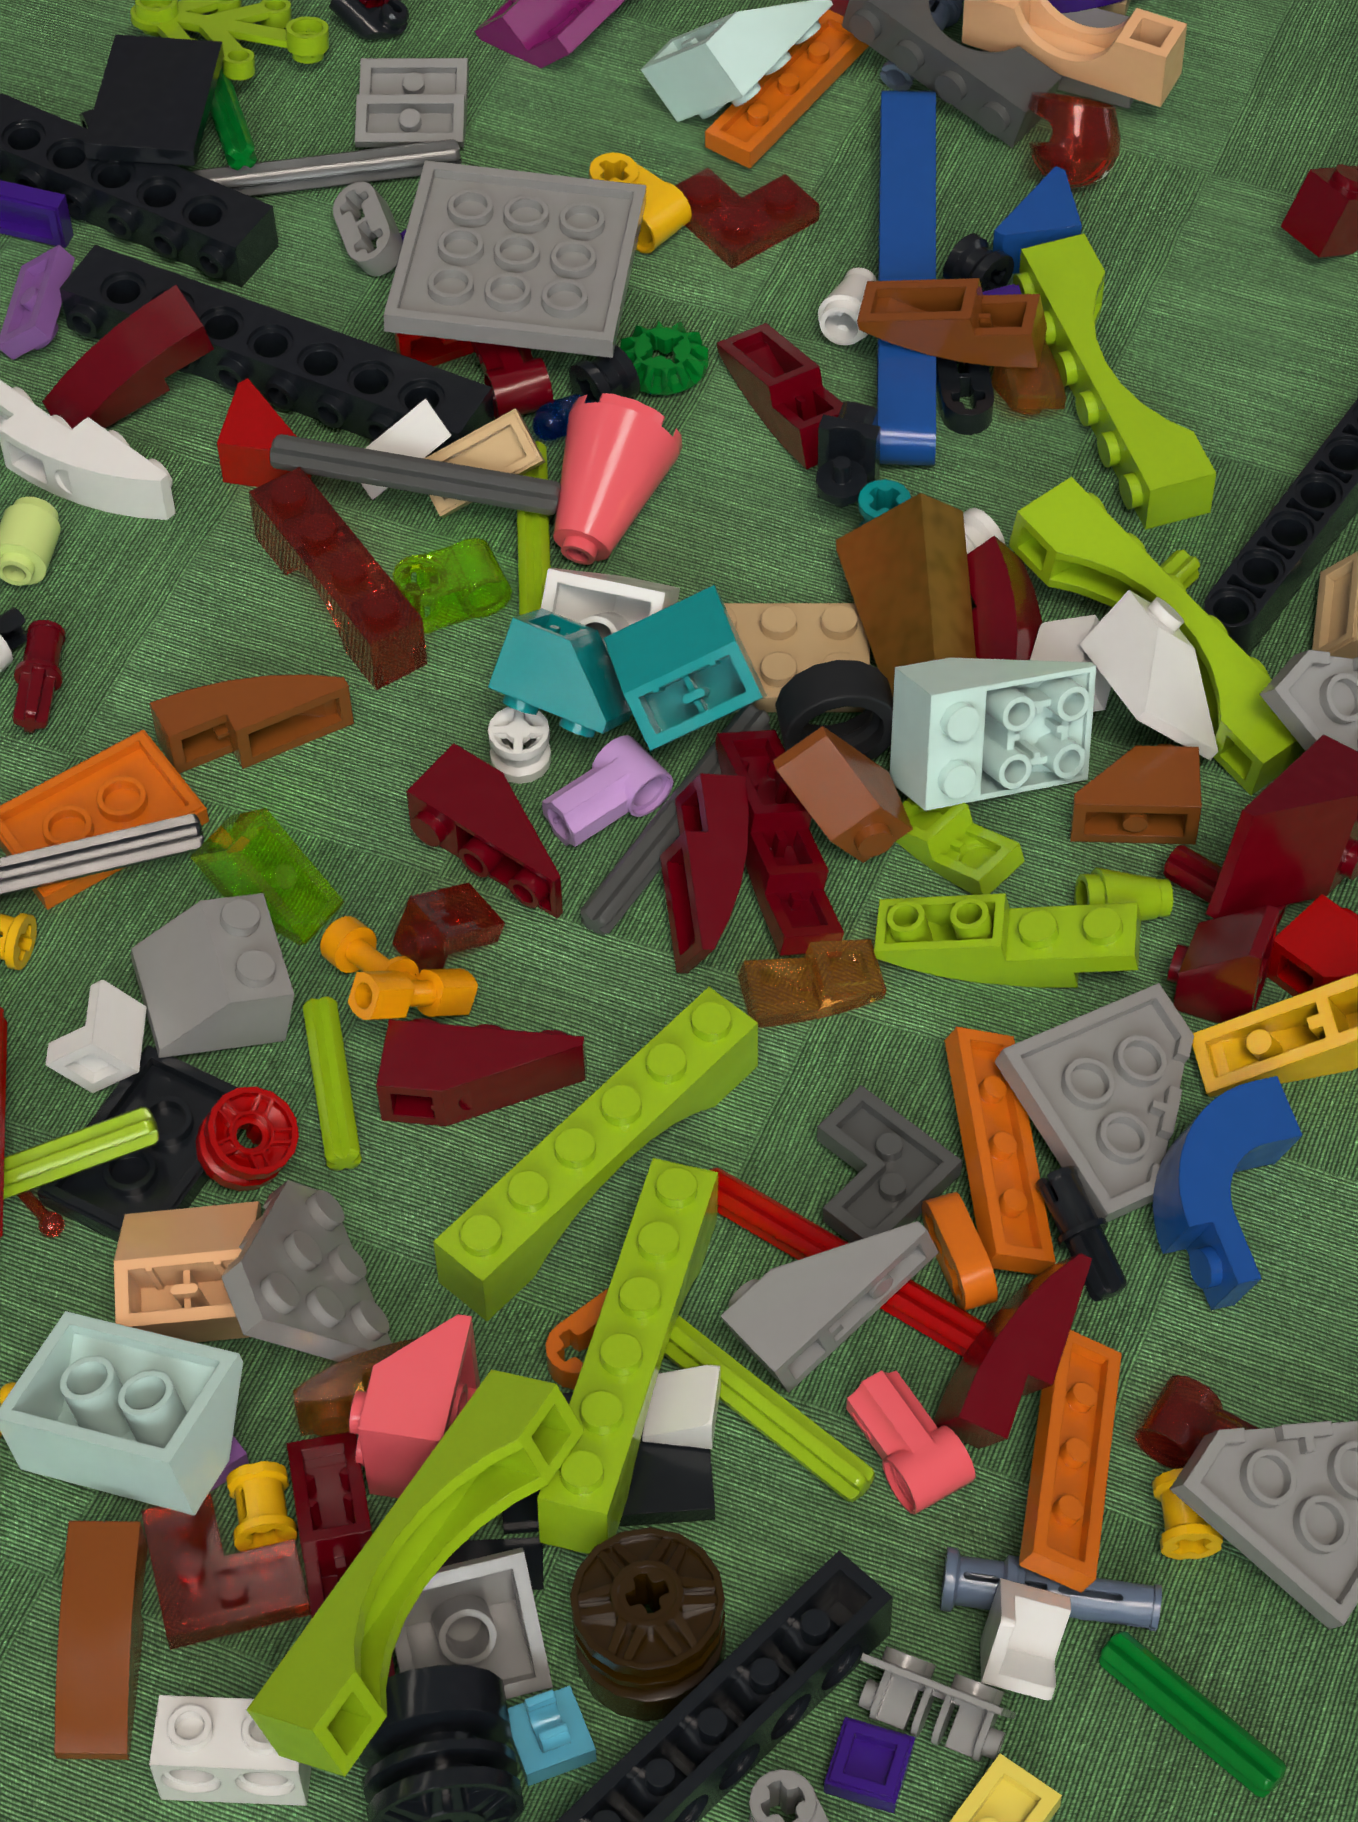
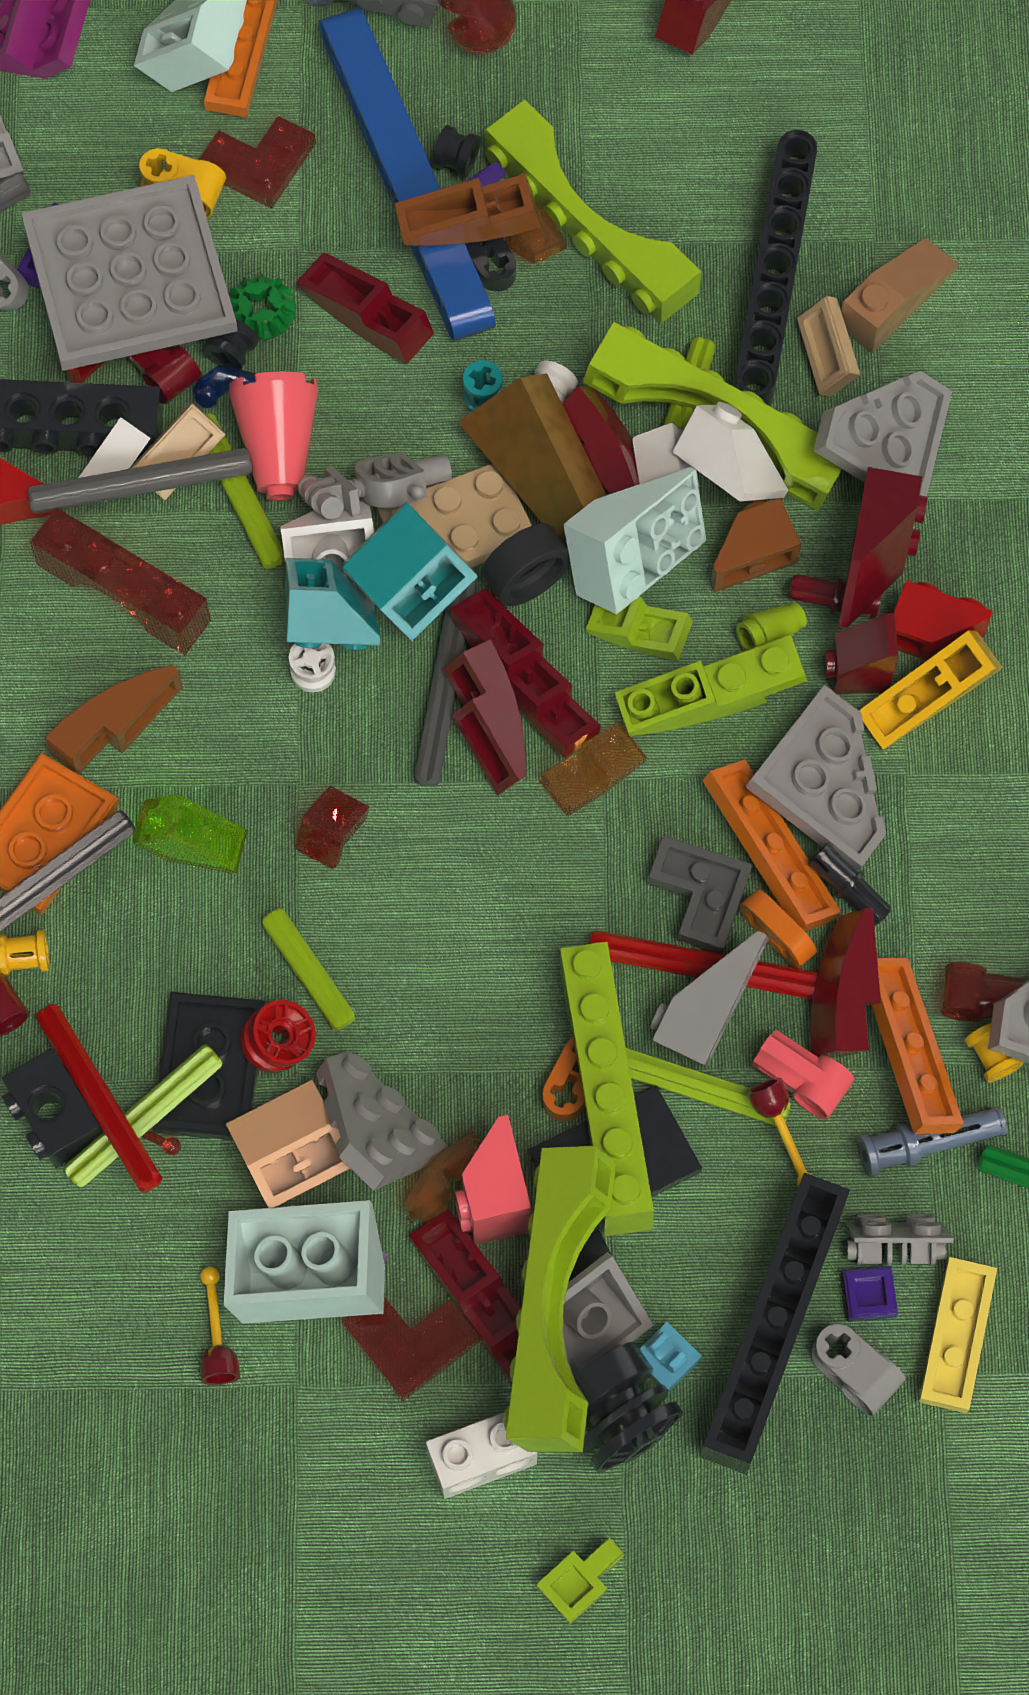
camera: 25 degrees left, 15 degrees up
(99, 1639) = (359, 1417): dark orange slope -> none
(107, 1044) = (147, 1003): white panel -> none
(215, 978) = (195, 927): light grey slope -> none
(260, 1505) = (415, 1286): yellow bush -> none
(394, 984) = (325, 884): light orange bar -> none
(454, 583) = (207, 551): clear neon green piece -> none
(461, 1072) = (390, 931): dark red slope -> none
(478, 819) = (315, 734): dark red slope -> none
(519, 1220) = (513, 951): lime arch -> none
(620, 782) = (395, 670): lavender piece -> none
(641, 1659) = (702, 1292): dark brown wheel -> none
(684, 1407) = (658, 1109): white slope -> none
(697, 568) = (379, 482): none -> light grey torso
(841, 308) = (378, 217): white cone -> none
(842, 1452) = (770, 1101): none -> dark red hinge
(845, 794) = (562, 626): dark orange slope -> none
(847, 453) = (442, 352): black hips -> none
(1023, 1639) = (930, 1178): white panel -> none
(1041, 217) = (487, 96): blue slope -> none
(1193, 1185) = (910, 820): blue arch -> none

